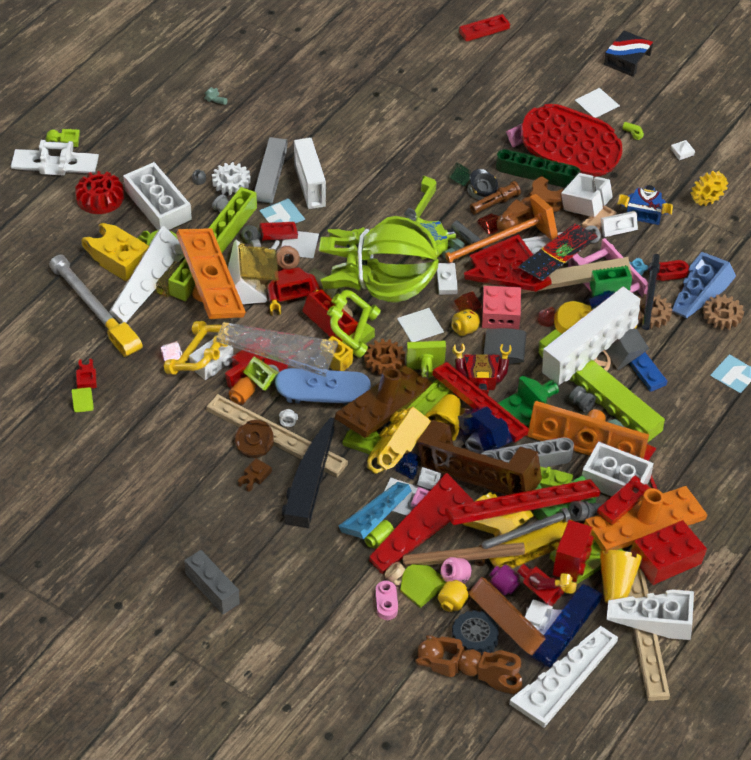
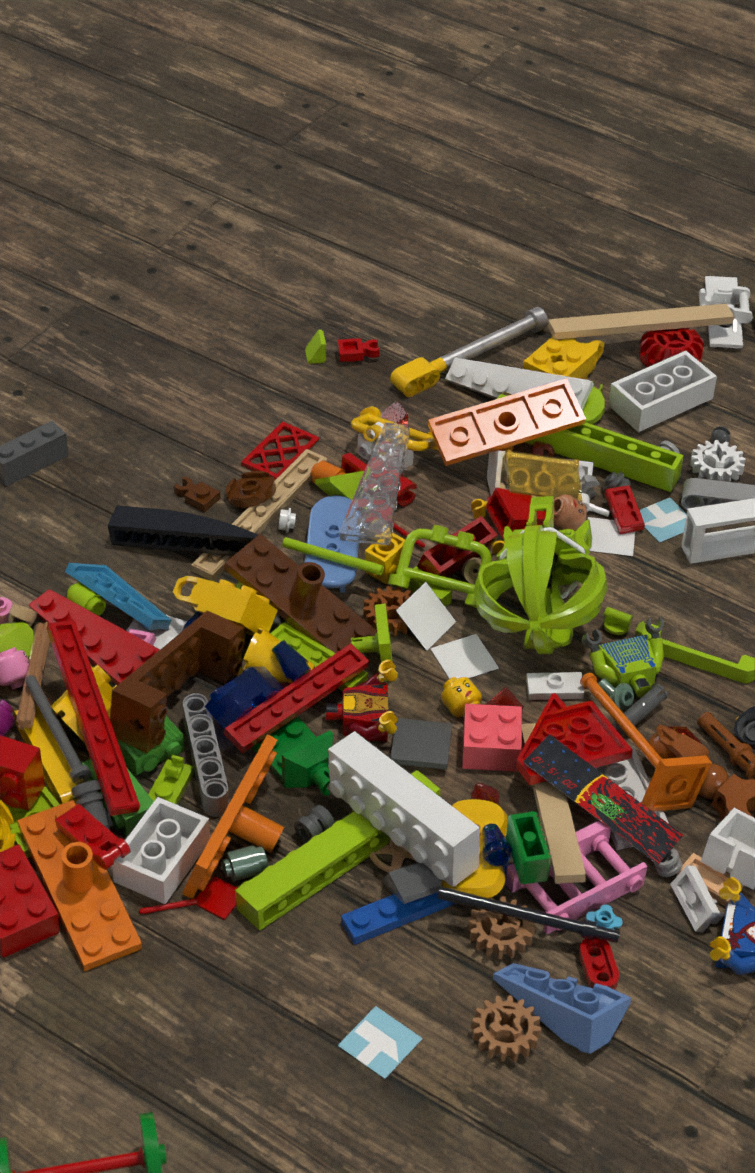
camera: 90 degrees right, 5 degrees down
(84, 199) = (640, 321): none -> tan tile
(203, 438) = (273, 437): none -> red window
(342, 381) = (333, 556): none -> lime bar
(391, 336) = (426, 616): none -> white sticker
(459, 397) = (290, 661): none -> clear blue cone

